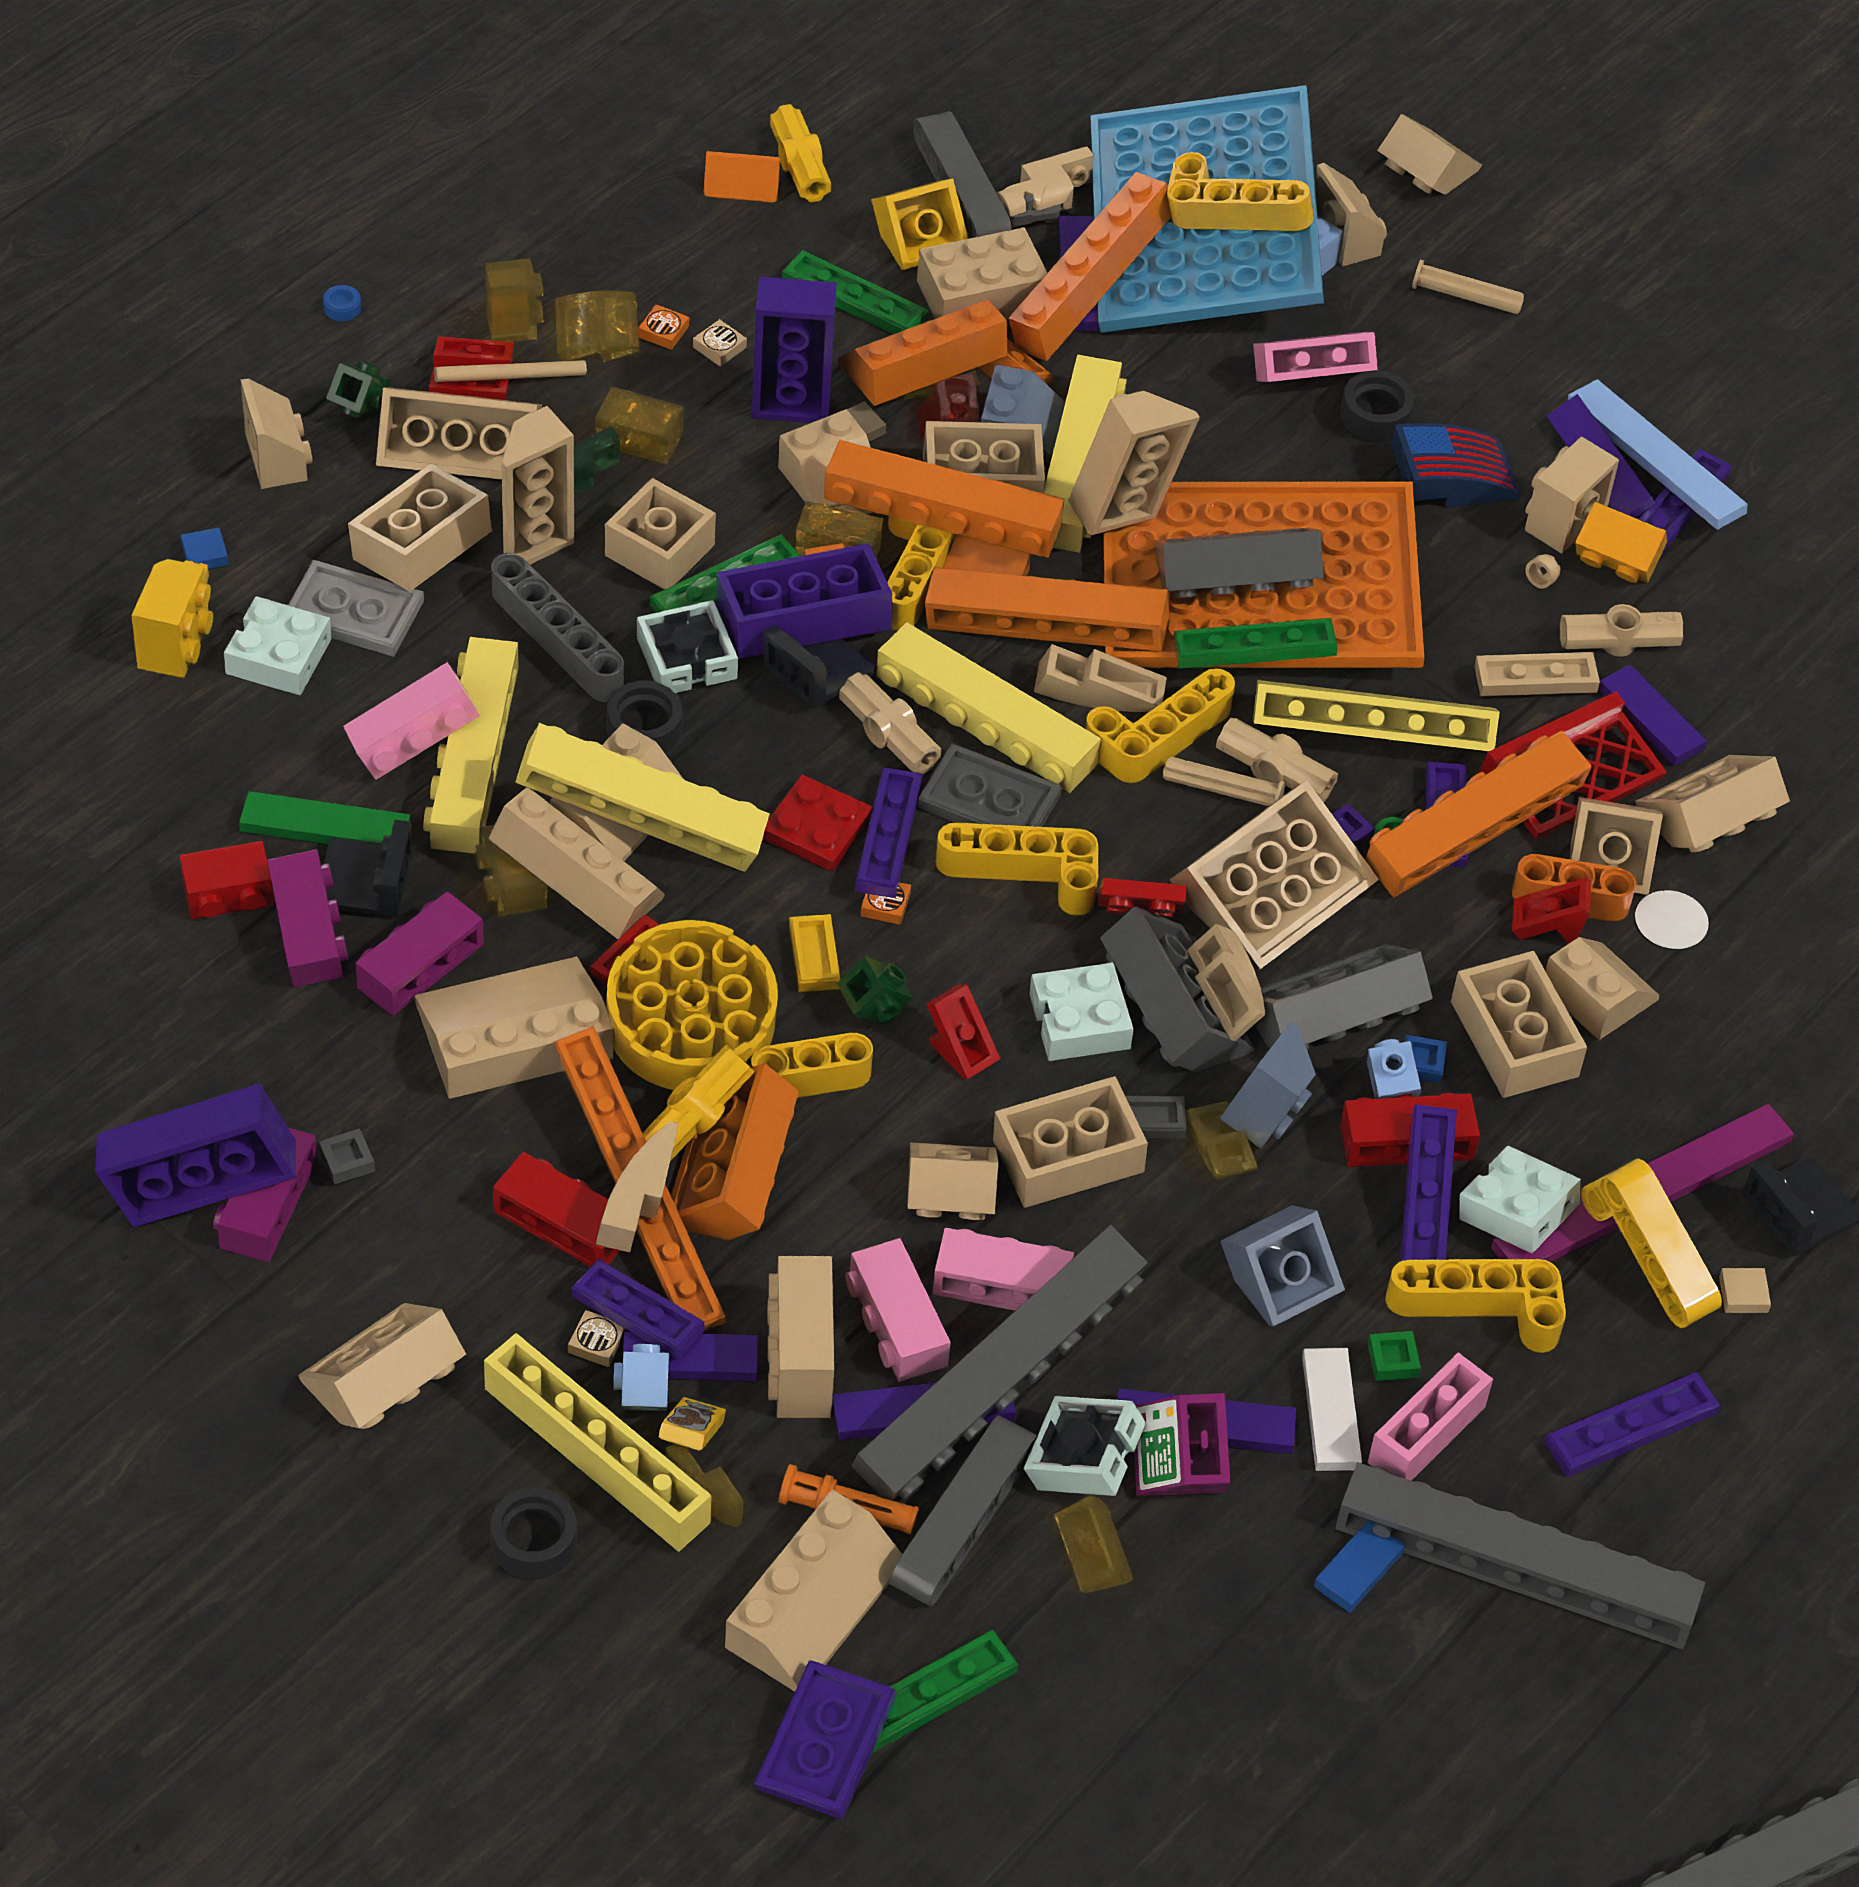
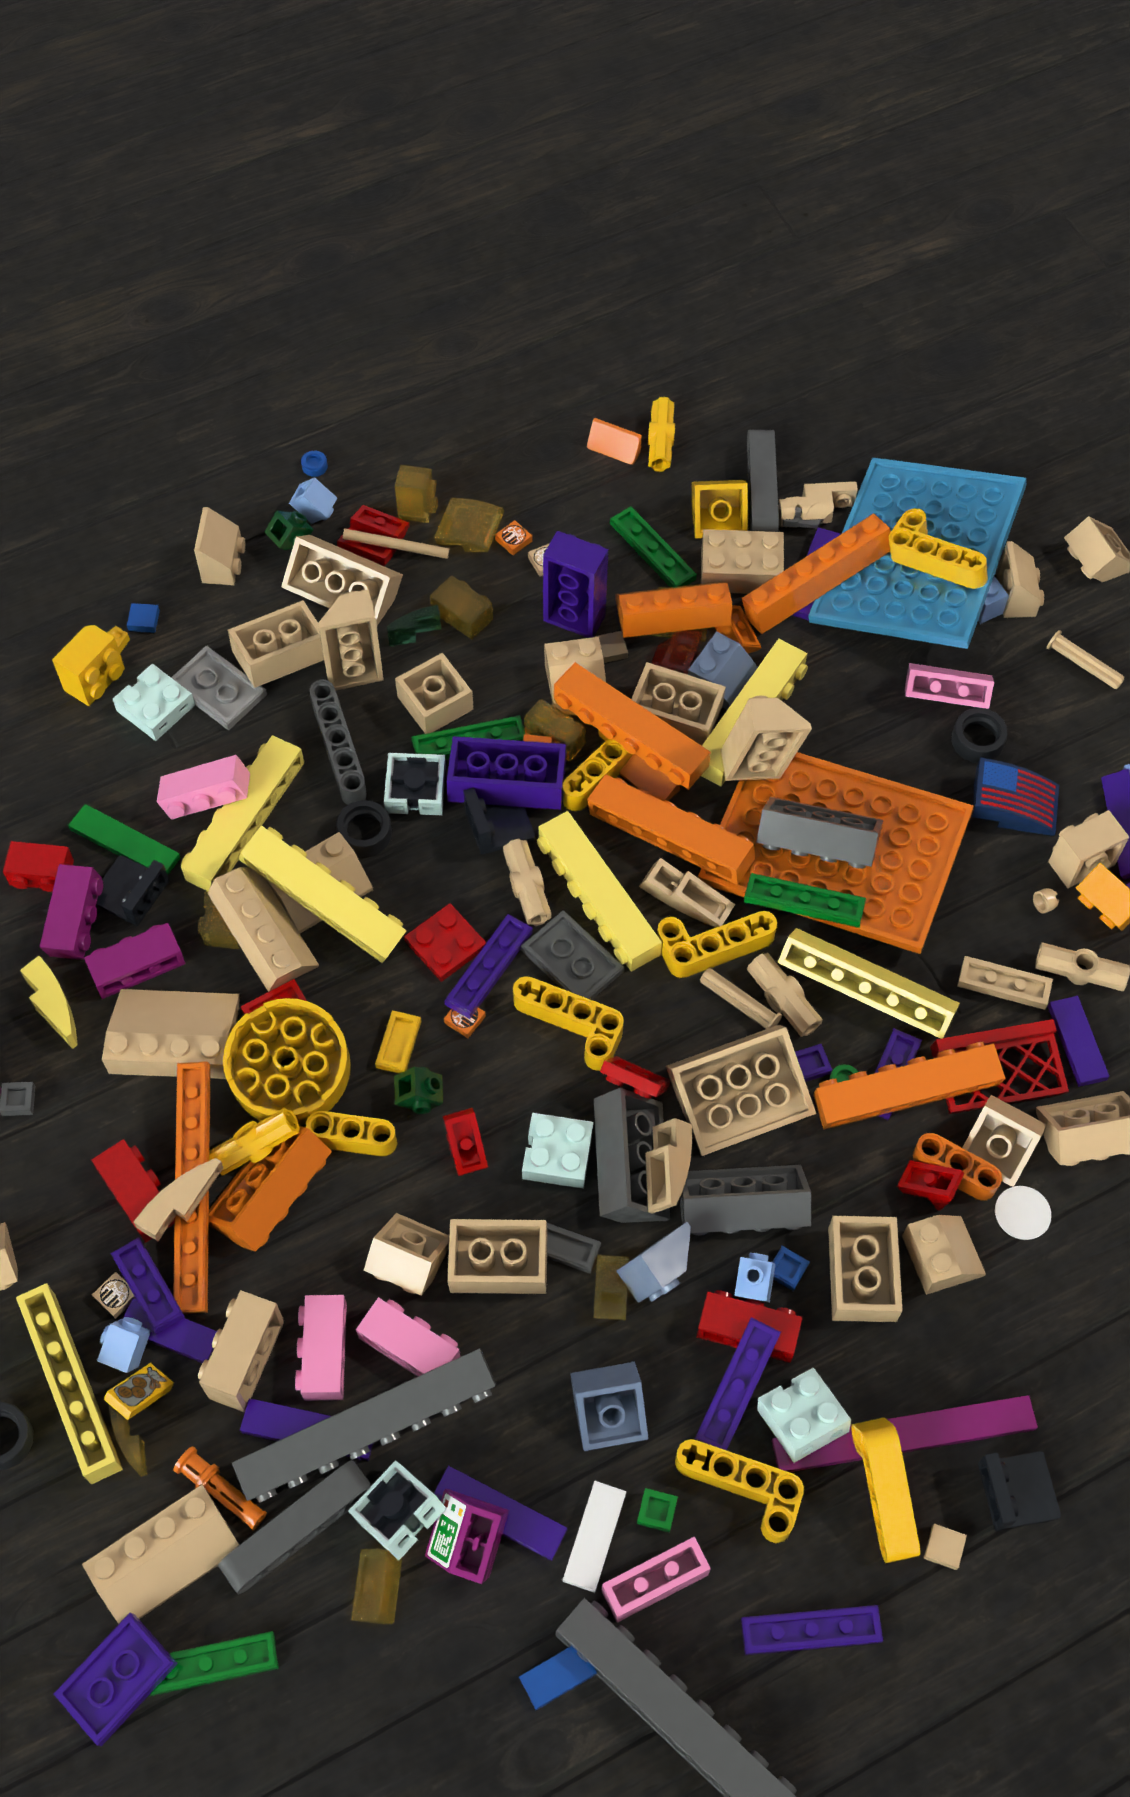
camera: 25 degrees right, 10 degrees up
(331, 1030) = (50, 999): none -> light yellow slope
(373, 341) = (313, 500): none -> light blue brick

